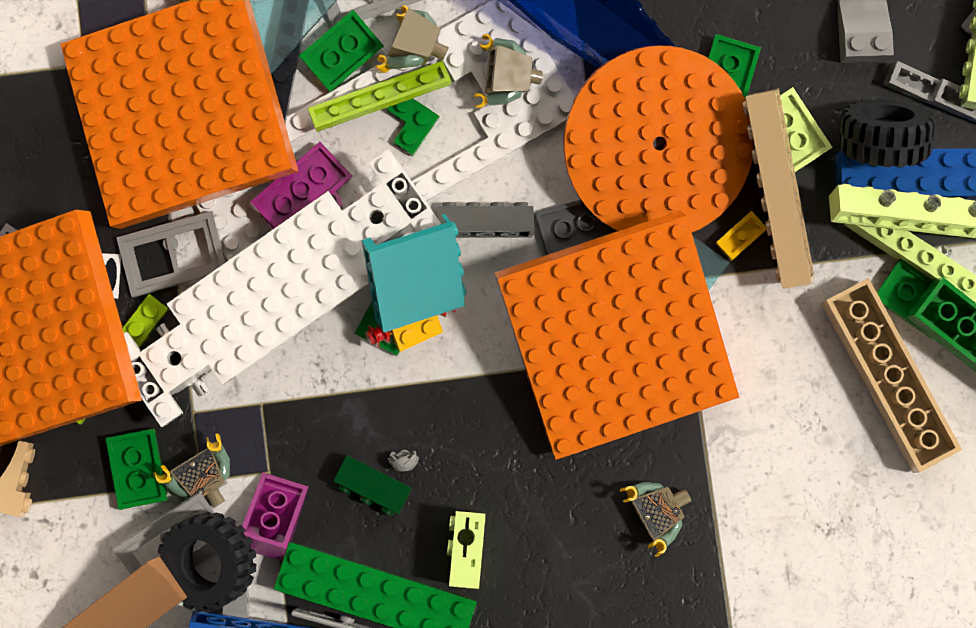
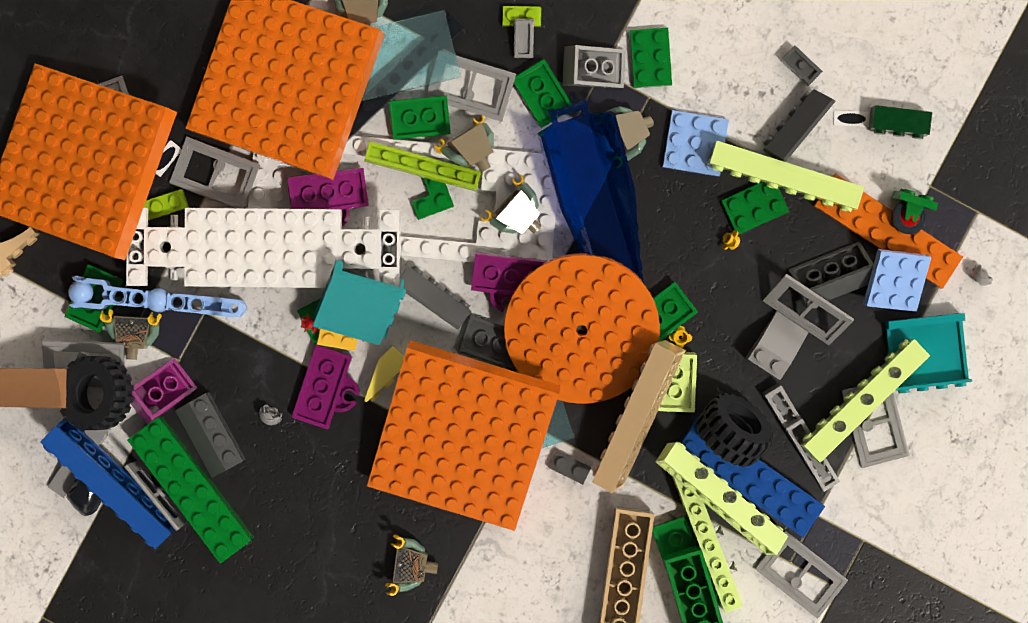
camera: 45 degrees right, 5 degrees up
(202, 423) = (156, 299): none -> light blue piece
(355, 525) = (210, 434): none -> dark grey slope
(372, 486) = (238, 417): dark green brick -> none
(440, 391) = (325, 388): none -> magenta plate
(466, 549) = (268, 501): yellowish green piece -> none
(489, 324) = (386, 369): none -> light yellow slope
(537, 150) = (500, 275): none -> magenta plate
(741, 235) = (594, 426): yellow plate -> none
(746, 296) = (570, 467): none -> dark grey plate
(759, 80) = (680, 332): none -> yellow plate

